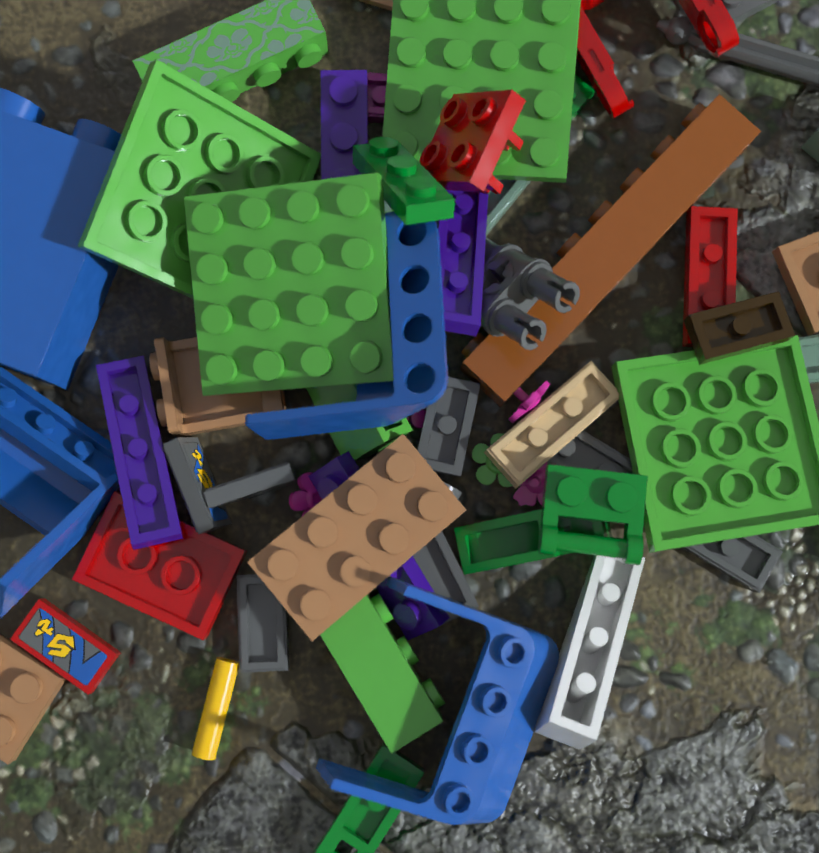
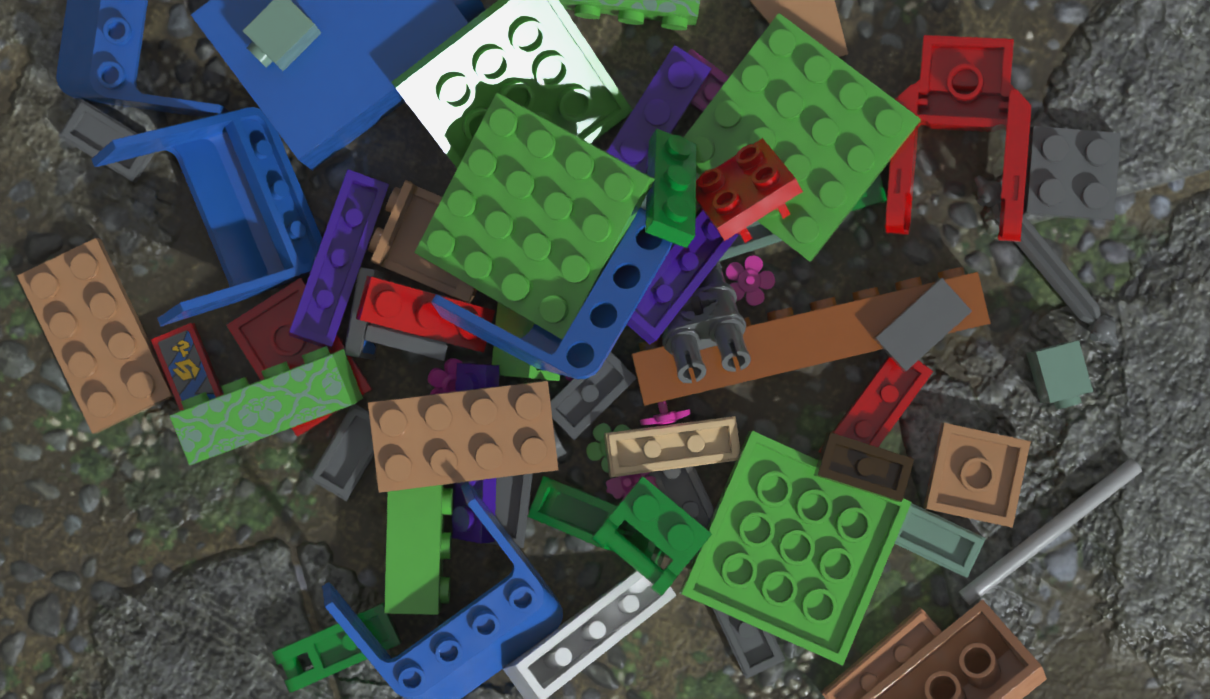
camera: 35 degrees right, 5 degrees up
(152, 631) = (266, 406): none -> bright green brick
(215, 708) = (273, 493): yellow piece -> none
(238, 453) = (413, 313): none -> red plate
(523, 236) = (749, 279): none -> dark pink plant
(705, 167) = (922, 324): none -> dark grey tile

